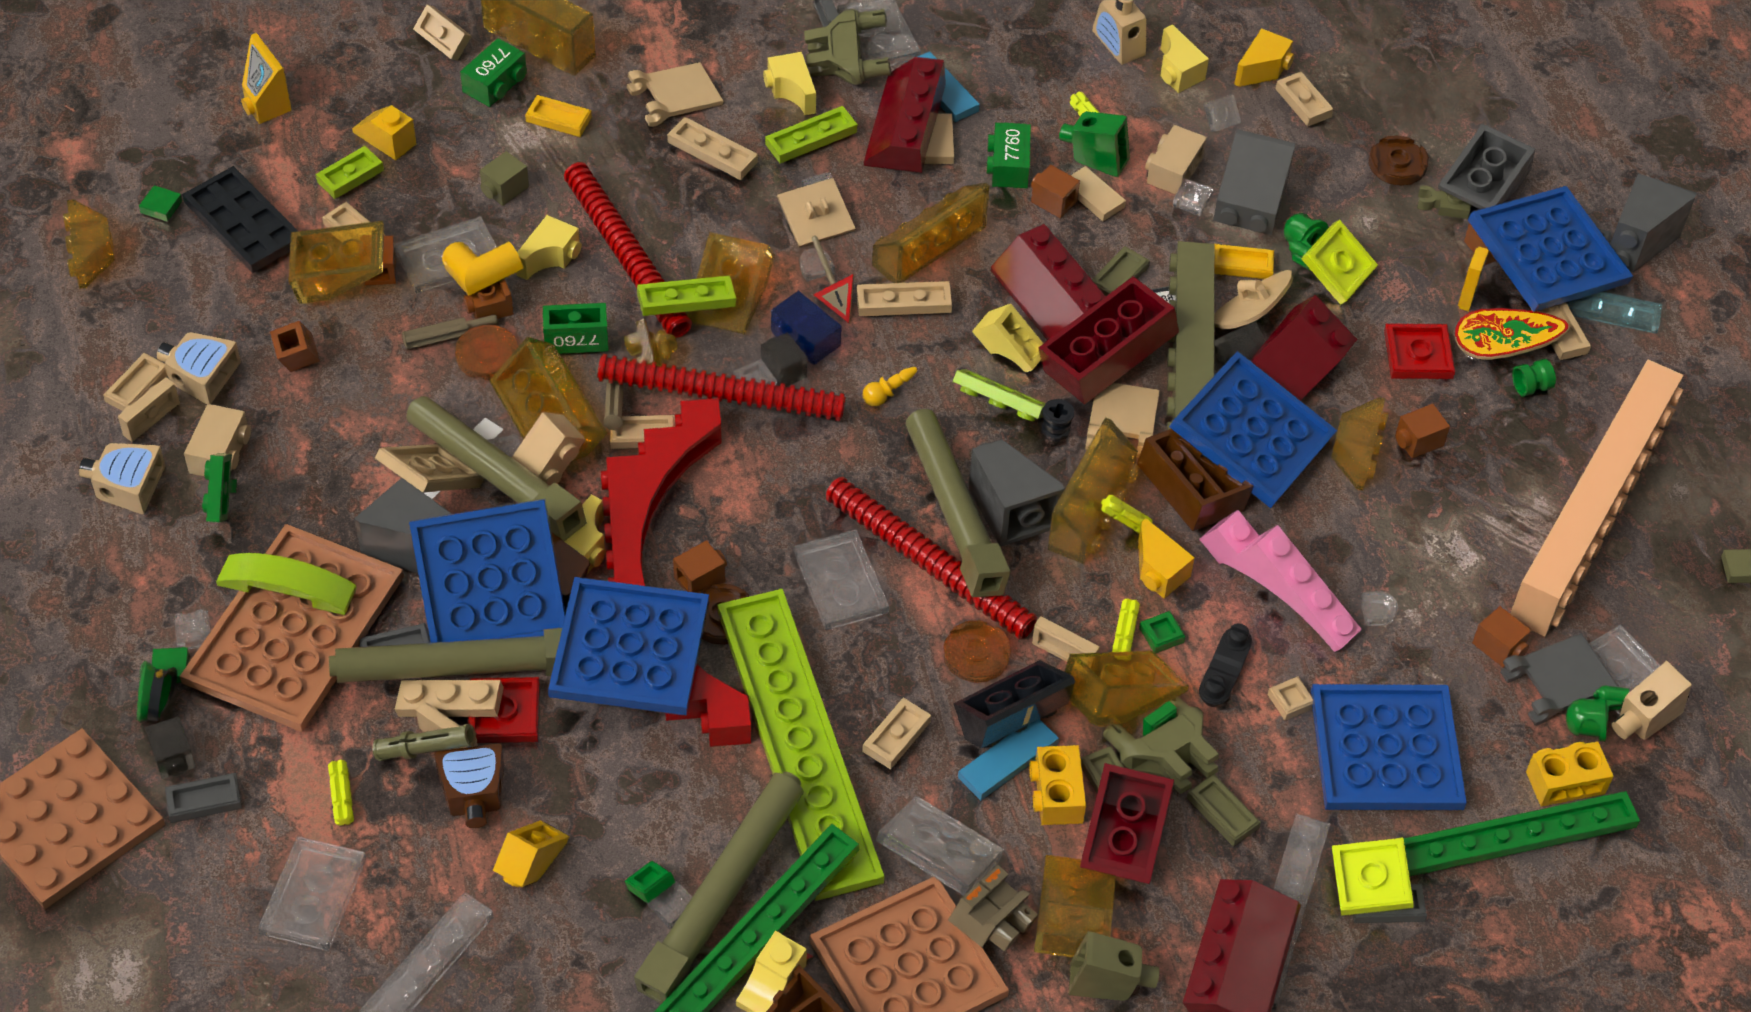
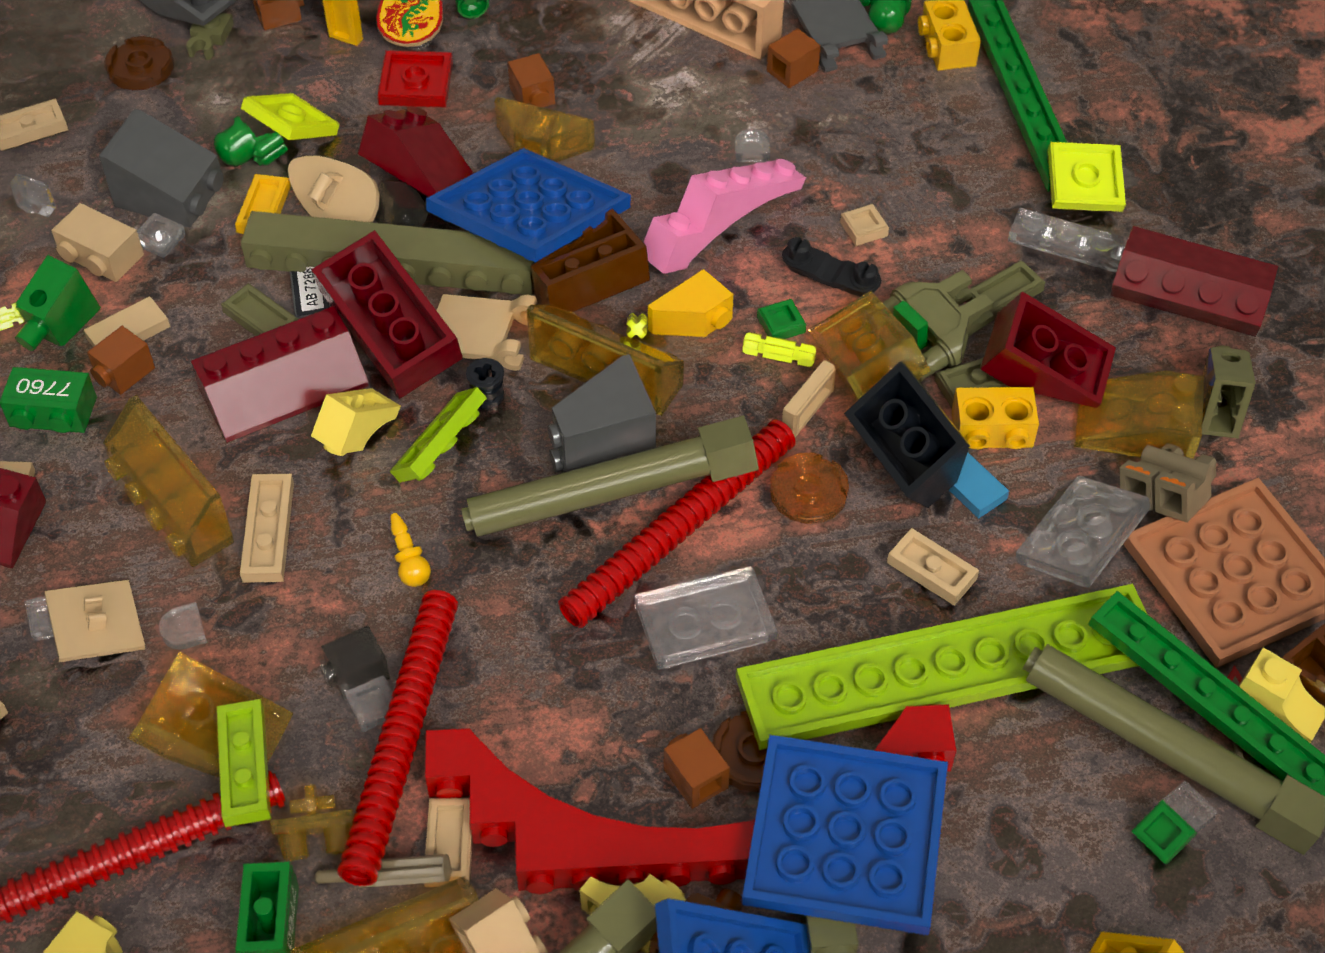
camera: 85 degrees left, 0 degrees up
(808, 326) = (294, 636): clear blue brick -> none
(839, 294) = (245, 603): piece -> none
(1387, 747) = (925, 156): blue plate -> none

